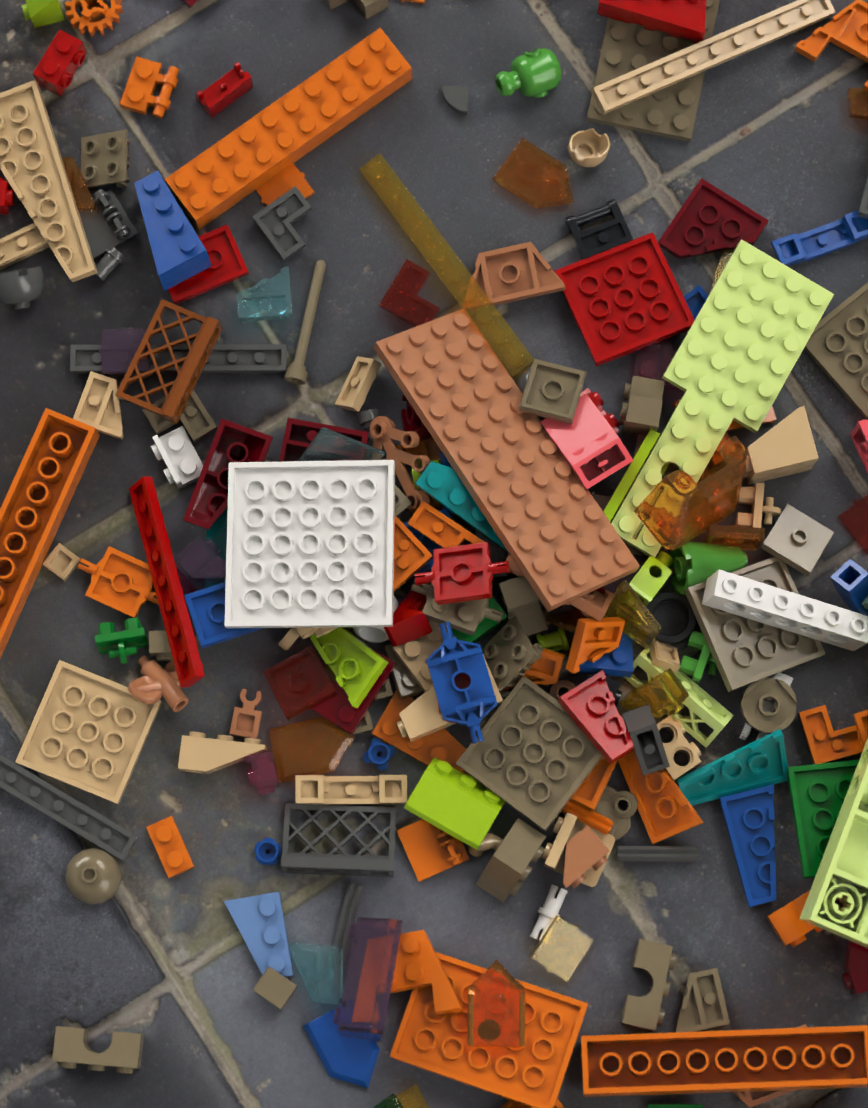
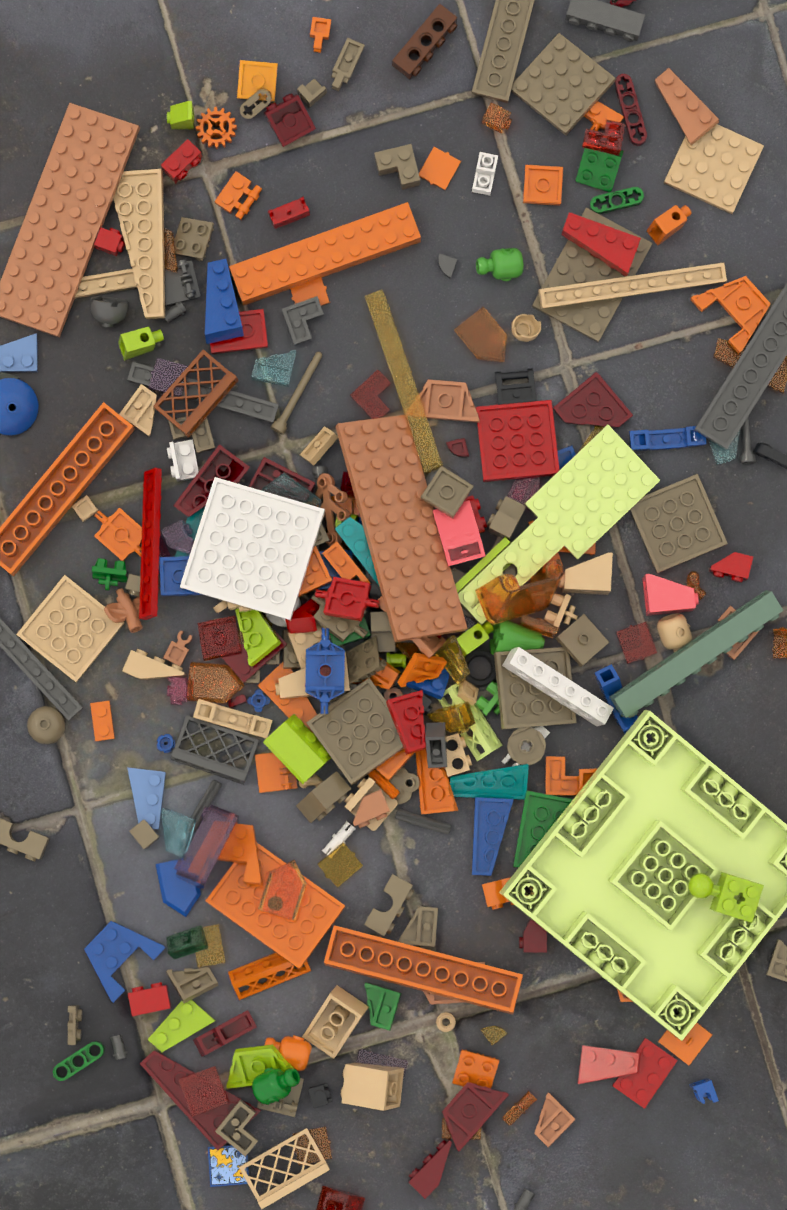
camera: 15 degrees right, 5 degrees up
(70, 316) = (131, 343): none -> lime torso
(350, 763) = (241, 699): none -> dark red tile
(547, 332) = (458, 447): none -> dark red tile

